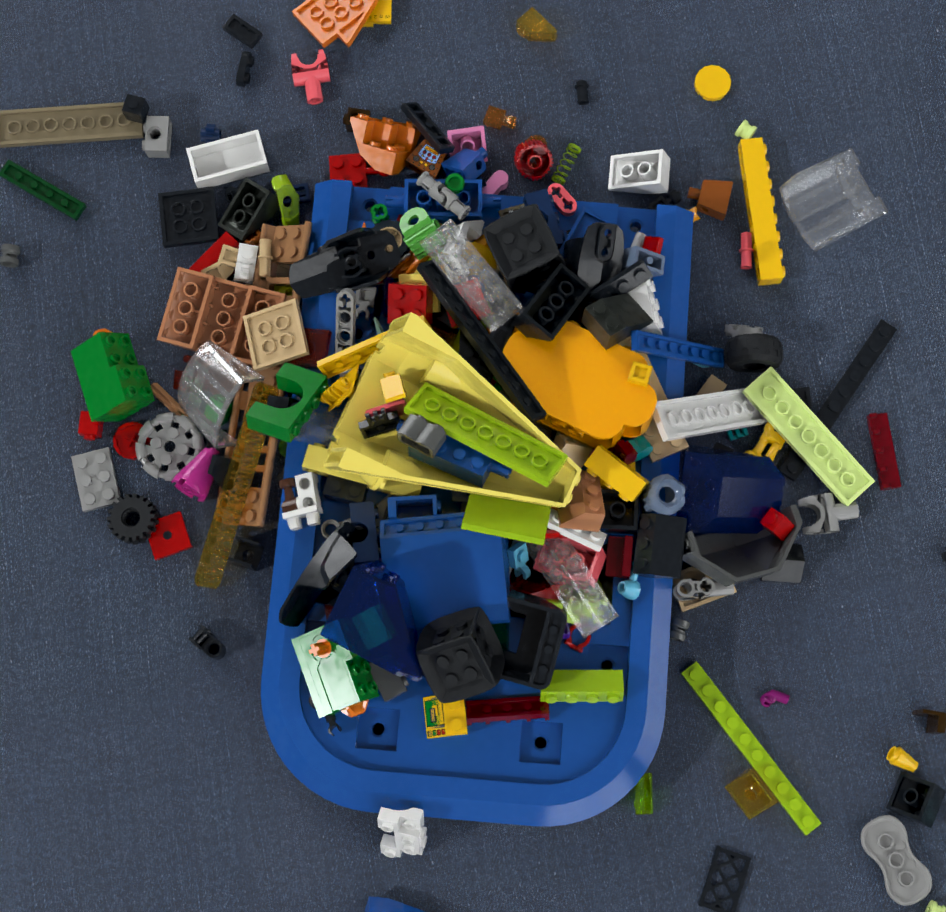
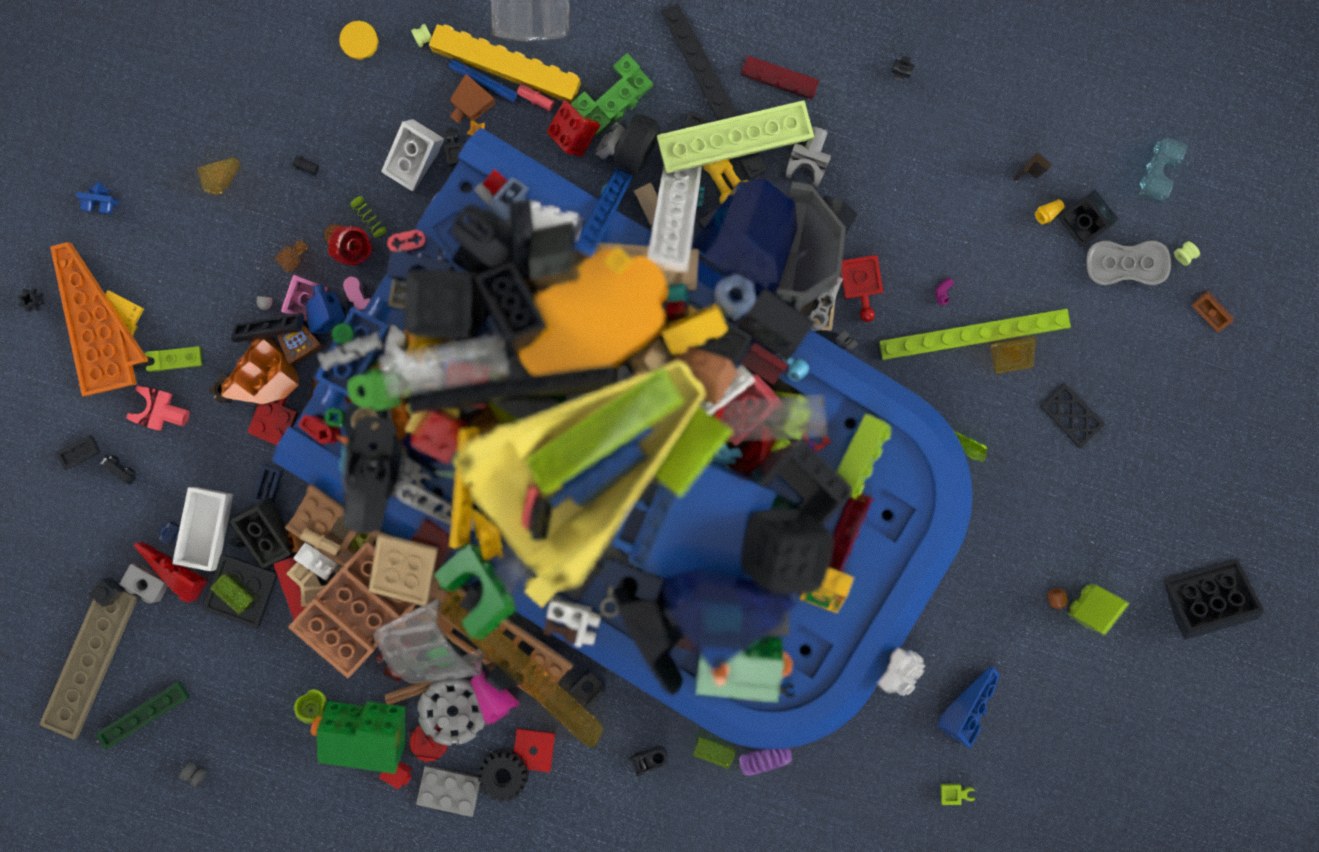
camera: 65 degrees left, 10 degrees up
(118, 319) = (313, 700): none -> lime helmet
(175, 162) = (177, 577): none -> red wedge
(183, 210) = (232, 593): none -> clear neon green plate
(242, 699) = (714, 752): none -> clear neon green plate
(259, 746) = (764, 760): none -> medium lavender gear
(283, 188) = (260, 492): lime piece -> none
(361, 68) = (175, 359): none -> lime plate
(362, 207) = (320, 429): none -> red piece
(392, 387) = (515, 491): yellow slope -> none
(422, 435) = (577, 489): dark grey brick -> none
(447, 116) = (264, 302): none -> light grey hinge
(734, 295) = (572, 130): none -> red bracket
(736, 200) = (483, 80): none -> blue axle
(743, 615) = (861, 279): none -> red plate
(777, 524) = (801, 208): red brick -> none
(782, 319) = (619, 98): none -> bright green bracket

